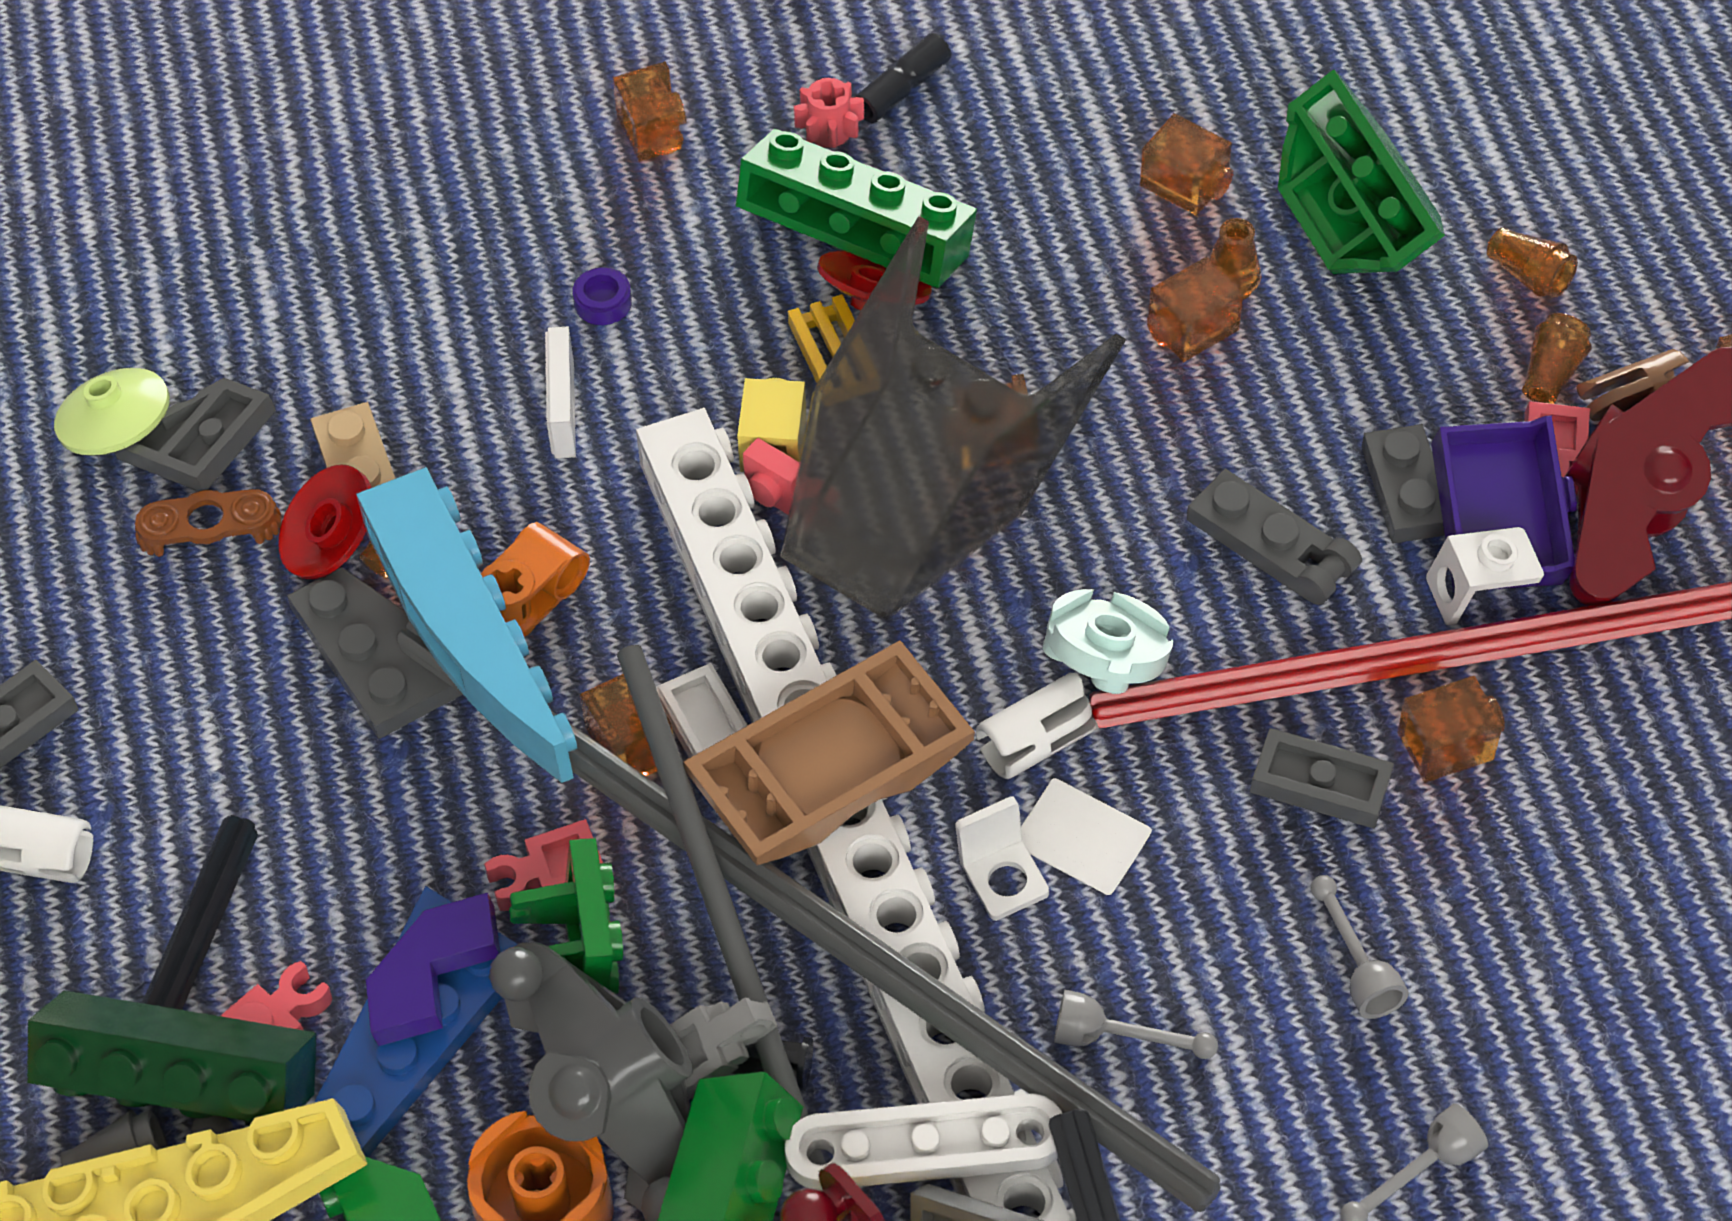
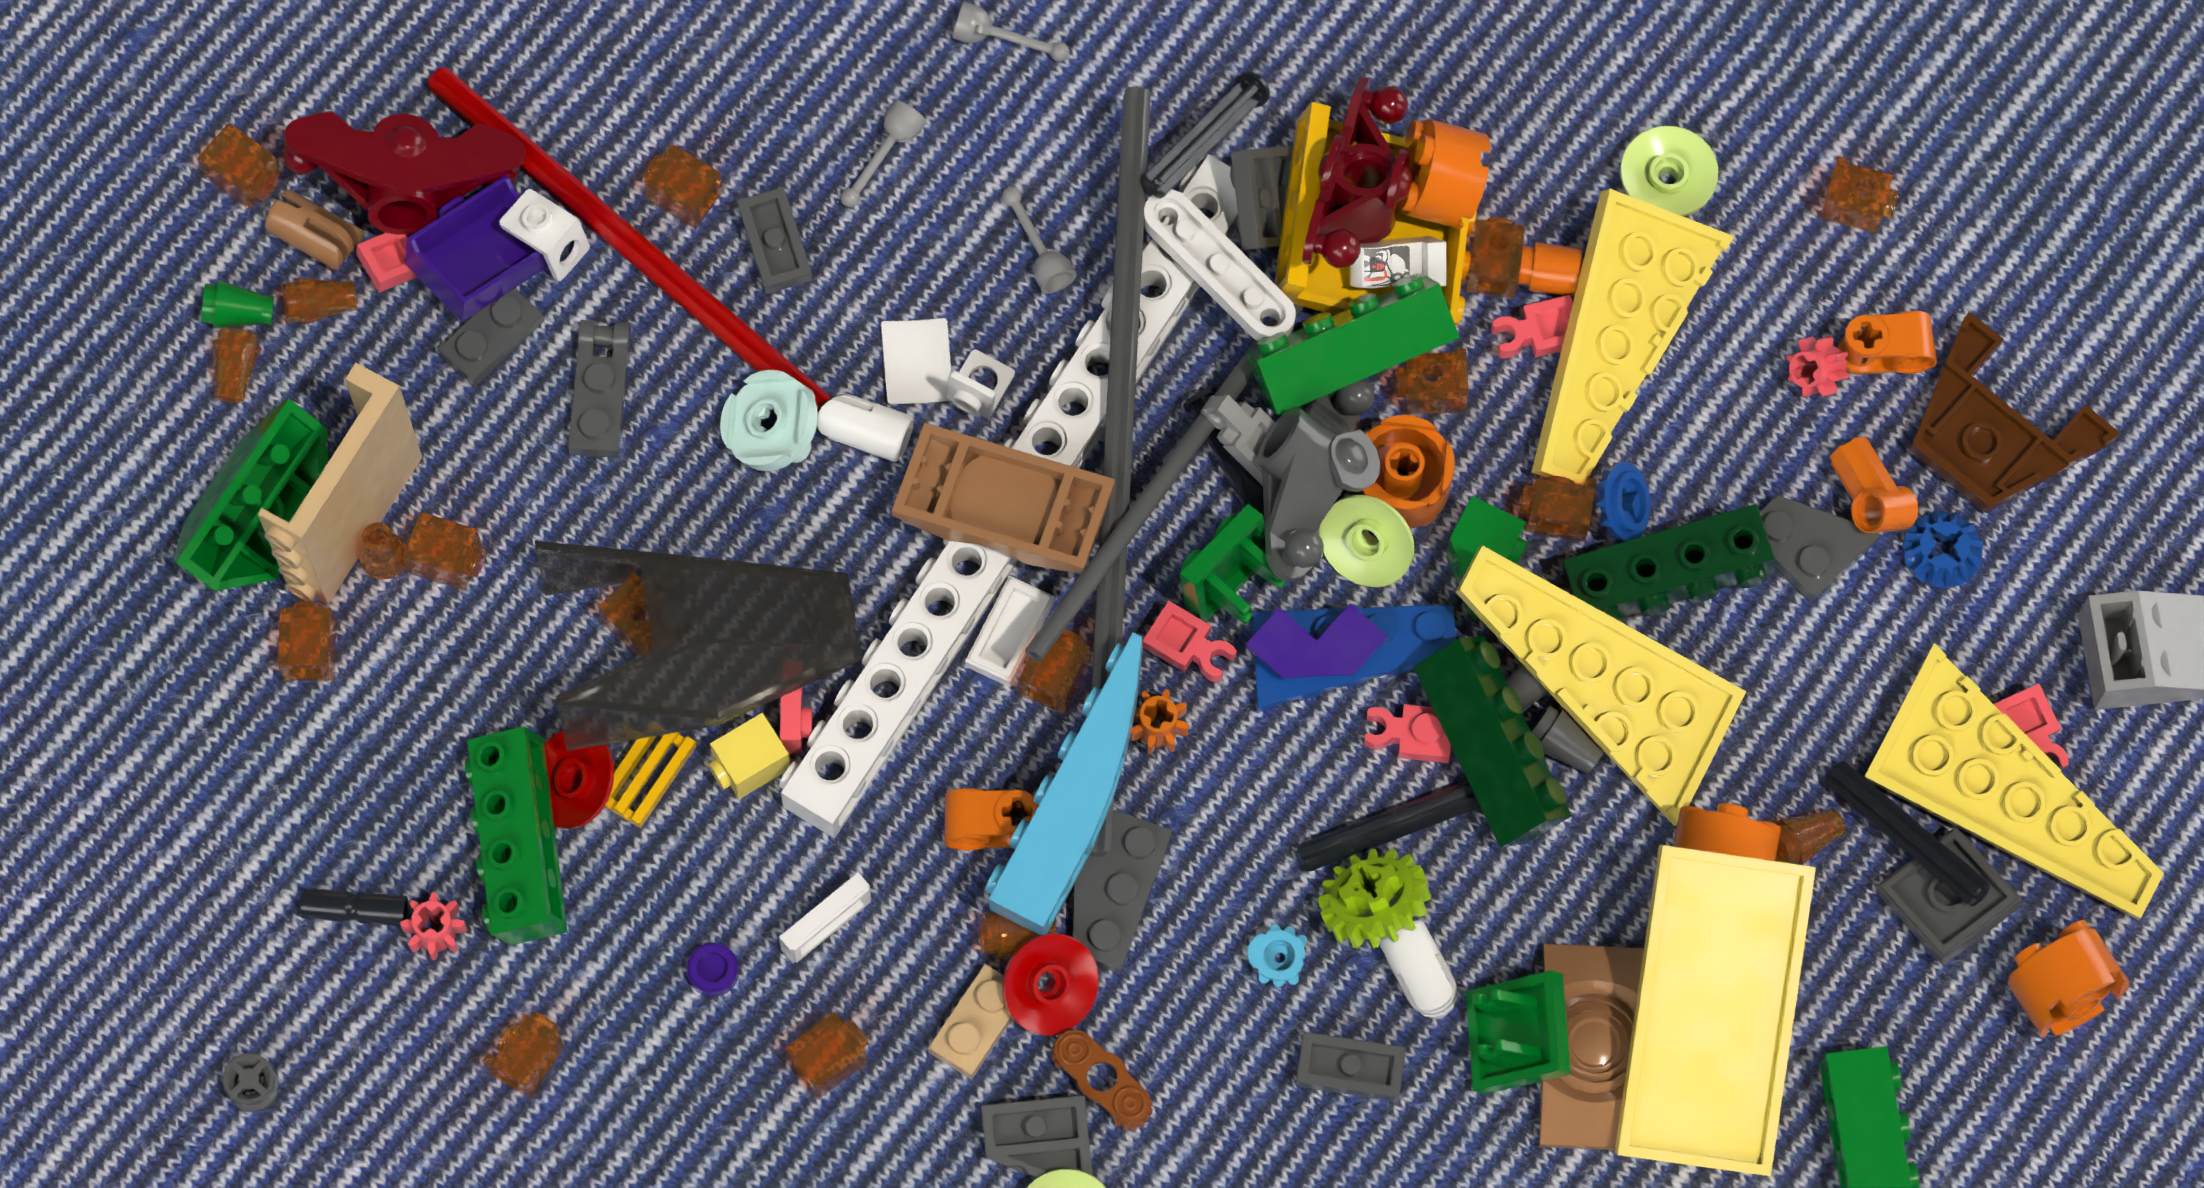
camera: 130 degrees left, 15 degrees up
(129, 839) = (1374, 898): none -> lime gear
(167, 731) = (1267, 946): none -> medium azure animal
(435, 318) = (828, 1054): none -> clear orange brick
(484, 1105) = (1359, 554): none -> yellowish green dish
(492, 781) = (1166, 733): none -> orange gear
(1313, 234) = (350, 492): none -> tan panel
(1601, 287) = (235, 306): none -> green cone

